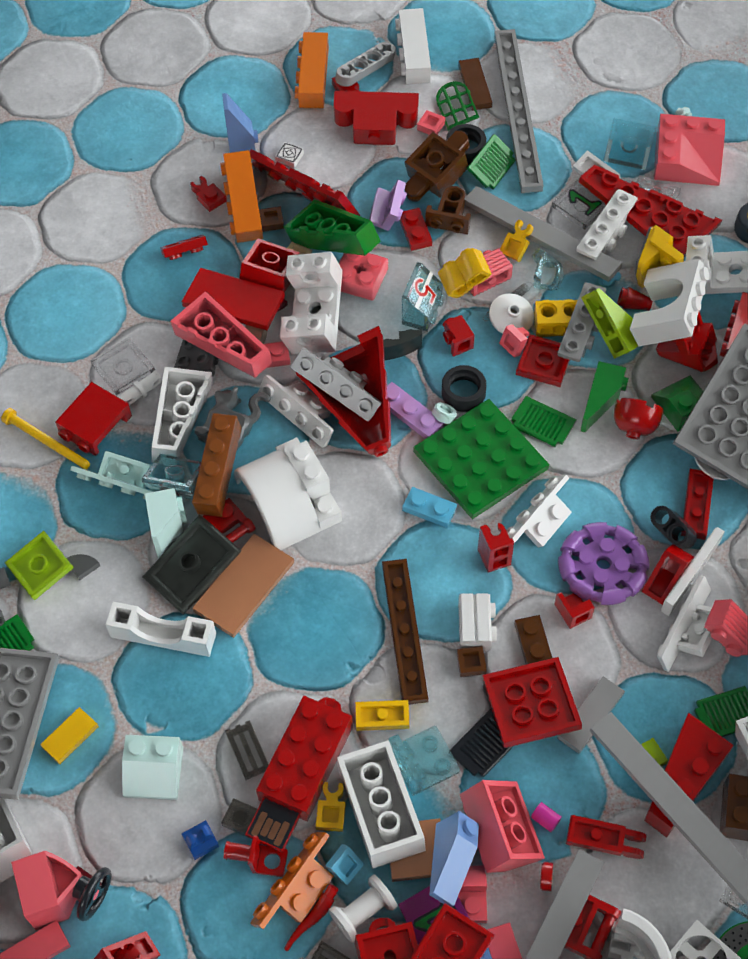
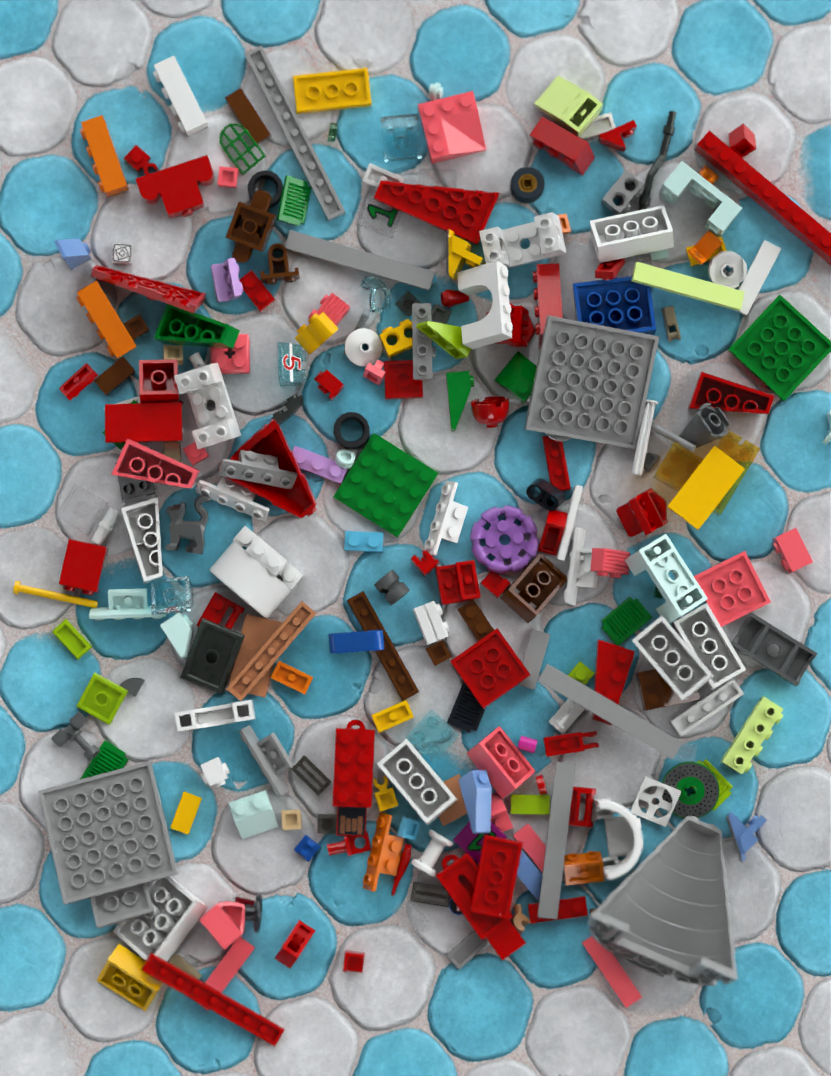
camera: 25 degrees left, 25 degrees up
(40, 491) = (72, 639): none -> lime tile
(128, 697) = (215, 772): none -> white brick
(196, 793) = (291, 819): none -> tan plate
(205, 706) = (270, 757): none -> light grey bracket
(208, 196) = (74, 321): red plate -> none
(216, 465) = (198, 576): dark orange brick -> none
(224, 255) = (114, 376): none -> reddish brown tile
(265, 580) = (271, 651): none -> nougat plate
(276, 623) = (291, 677): none -> orange plate
(348, 74) = (151, 135): light grey beam -> none
(373, 608) = (356, 641): none -> blue beam
(443, 564) = (392, 587): none -> dark grey wheel
(516, 244) = (343, 279): yellow plate -> none
(521, 899) = (530, 804): none -> lime tile
(527, 589) = (457, 582): none -> red slope
(542, 422) = (420, 435): green window -> none
(558, 118) = (332, 132): none -> clear green tile
(572, 88) = (332, 91): none -> yellow tile
(574, 287) = (405, 303): none -> clear smoke plate
(608, 226) = (410, 239): white bracket -> none
(615, 799) = (566, 715): none -> white hinge
(620, 629) = (534, 588): none -> reddish brown slope

